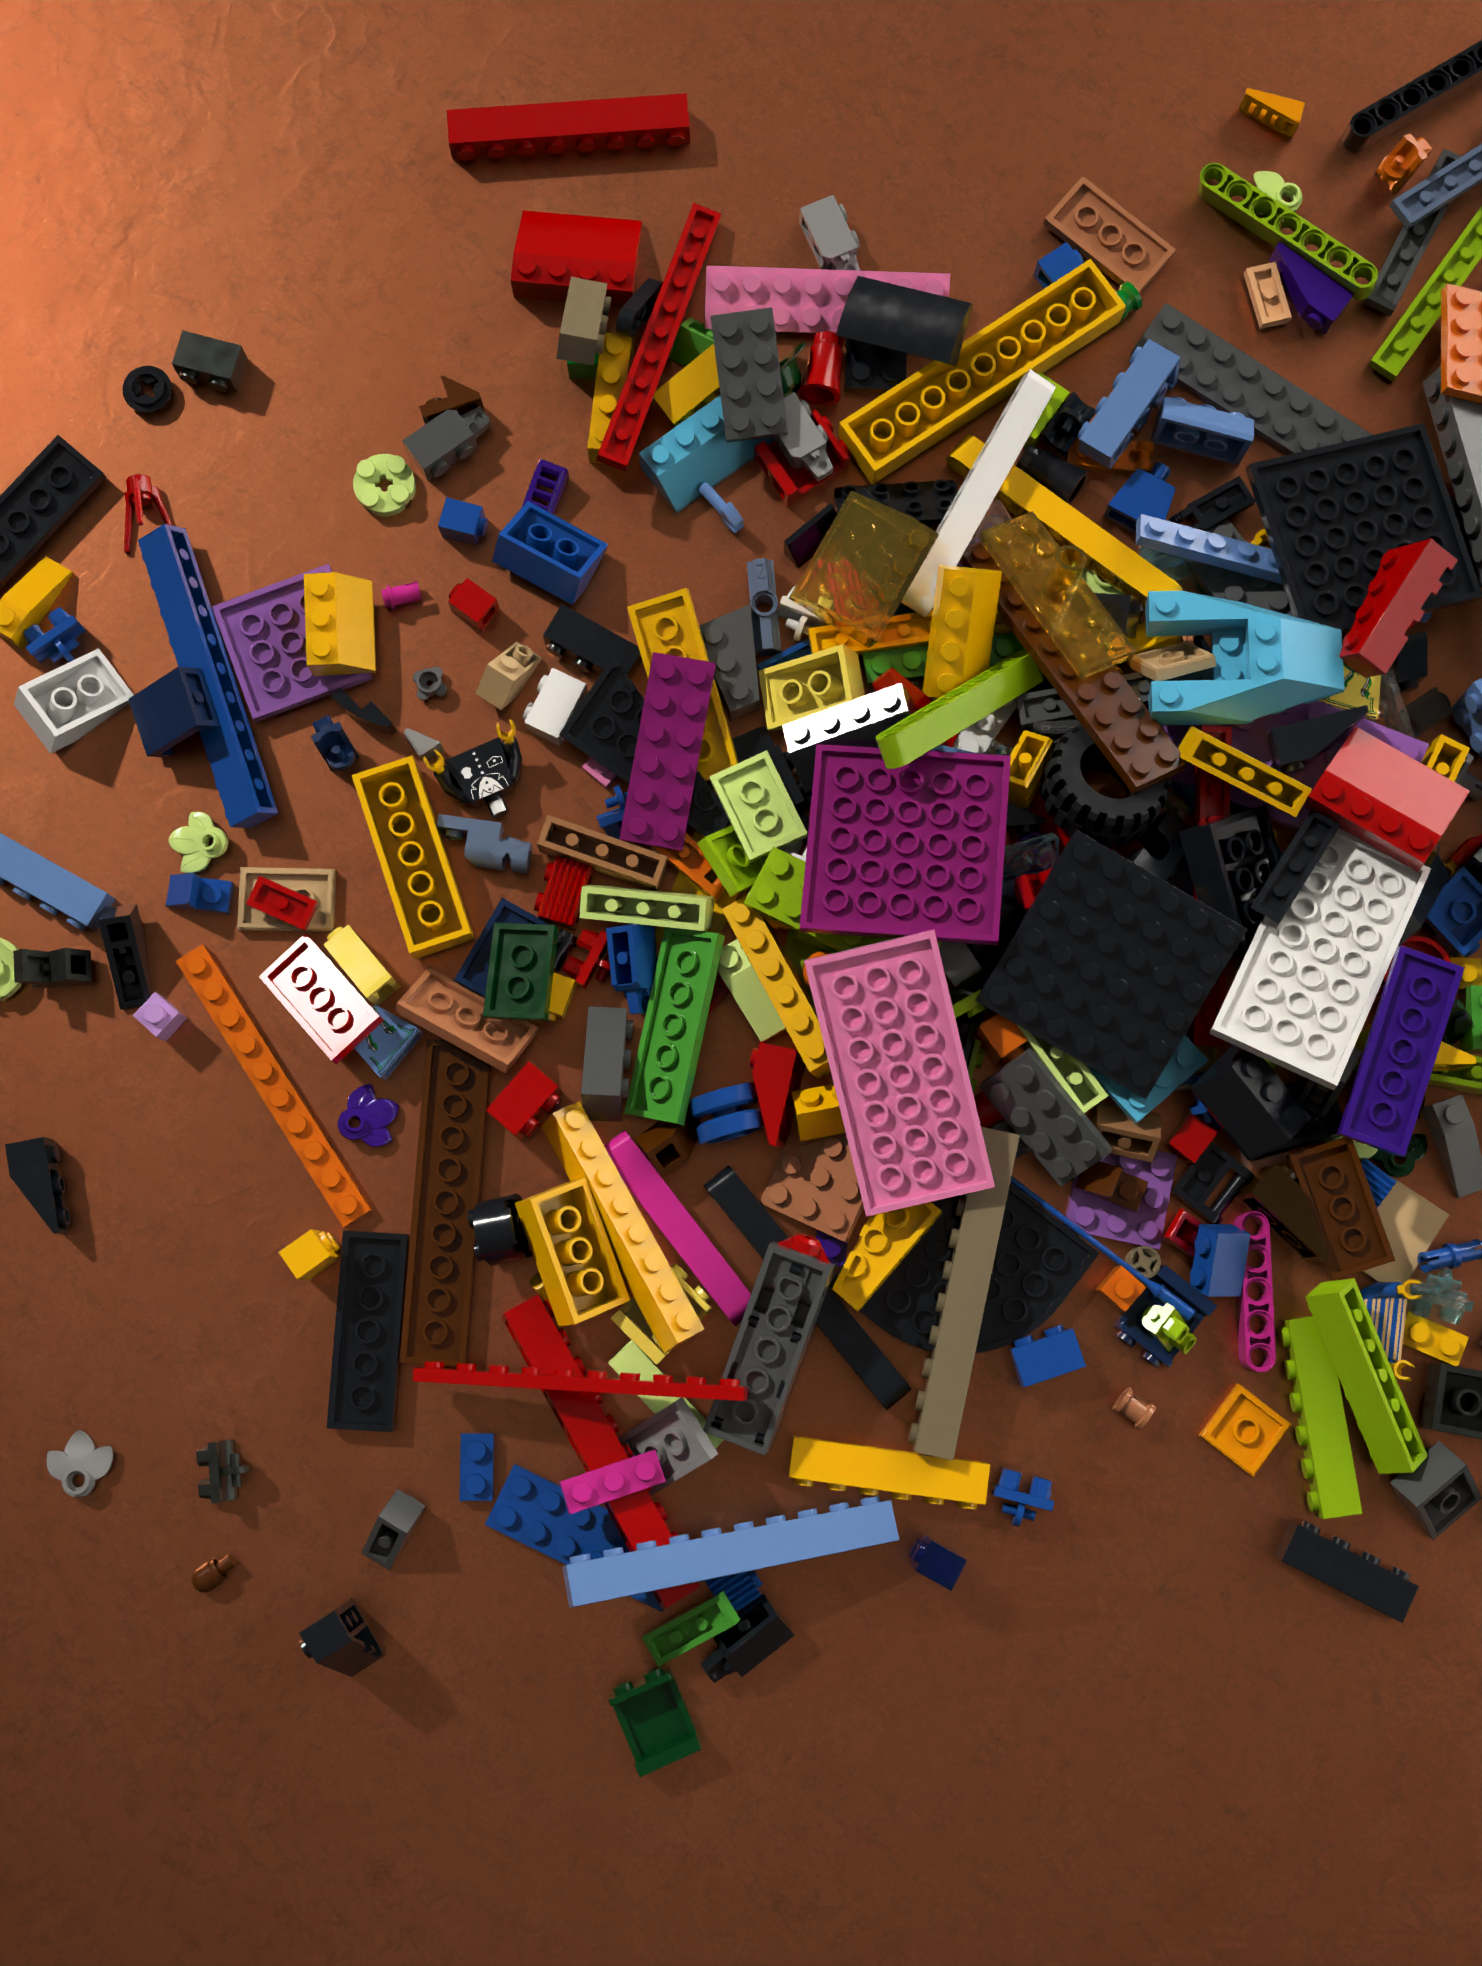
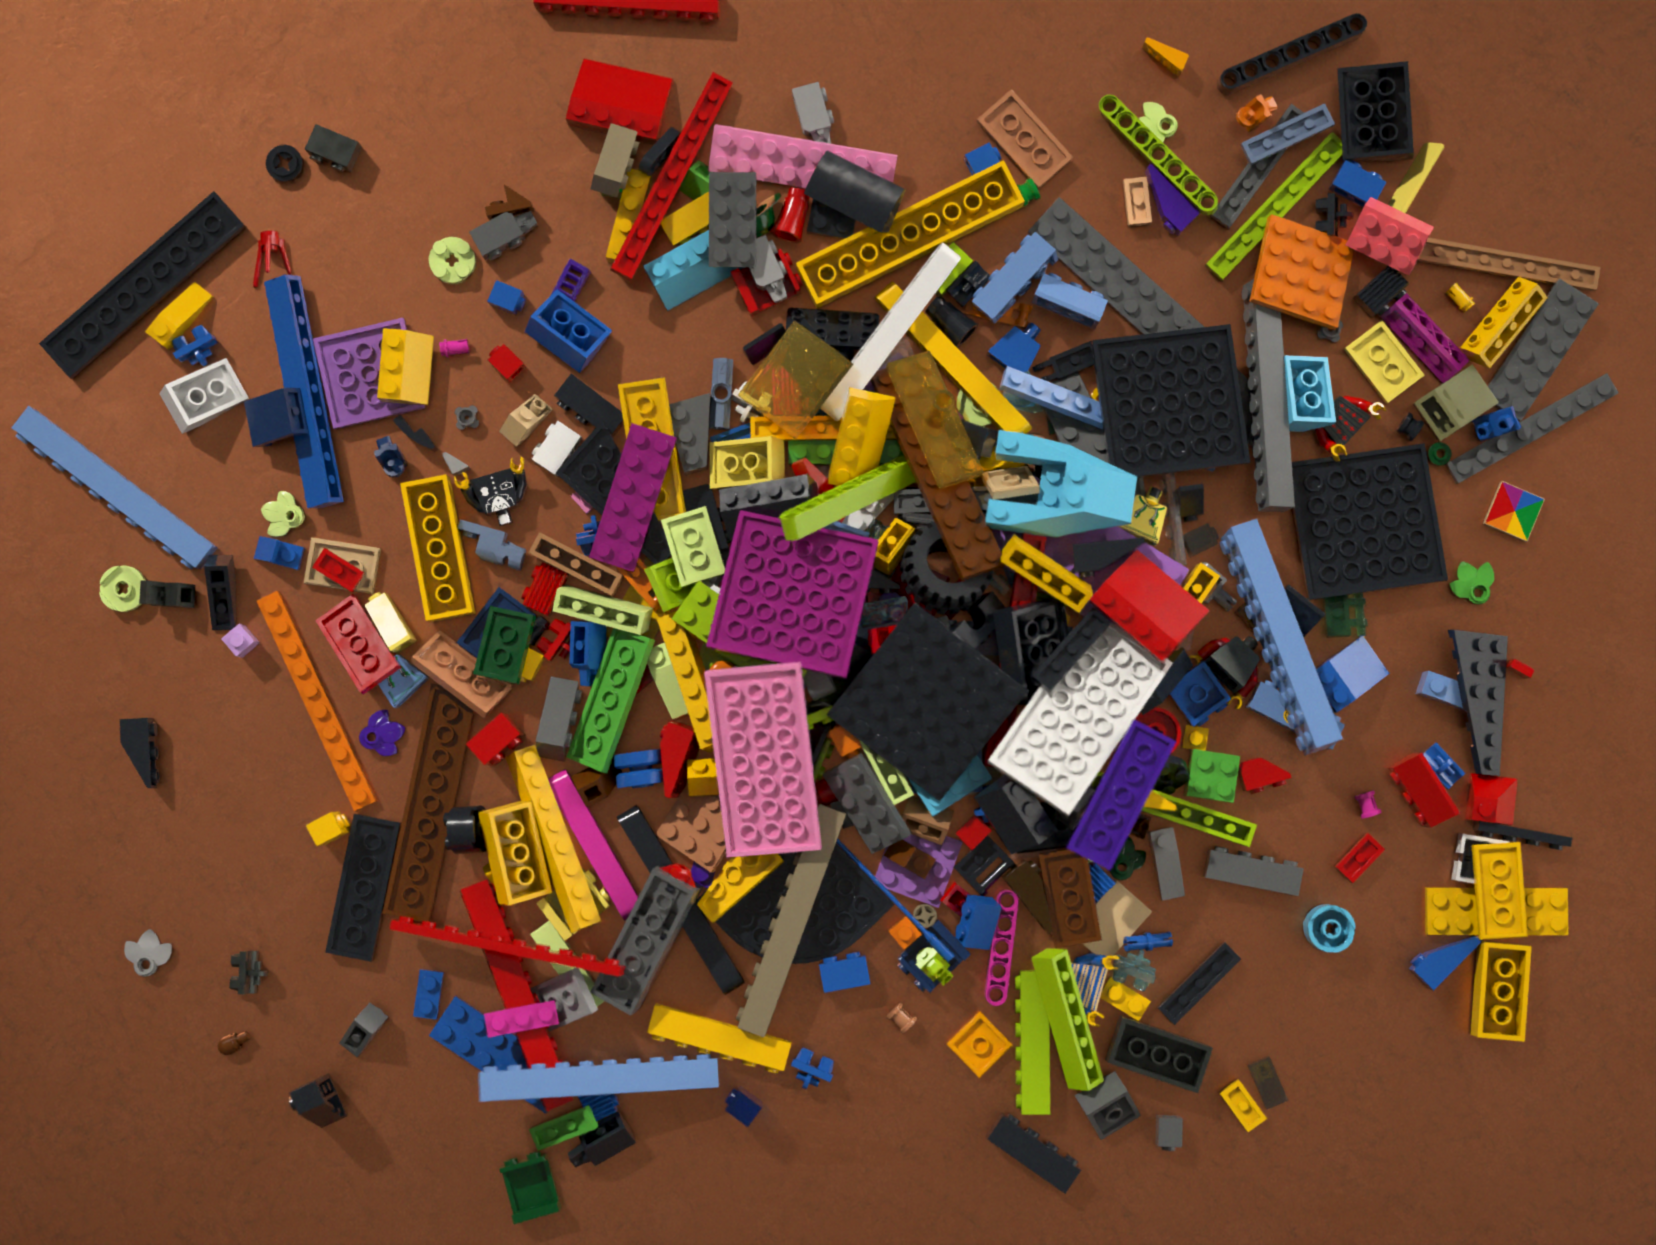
camera: 10 degrees right, 5 degrees up
(729, 514) = (700, 312): medium blue bar -> none
(1394, 605) = (1176, 466): red wedge -> none

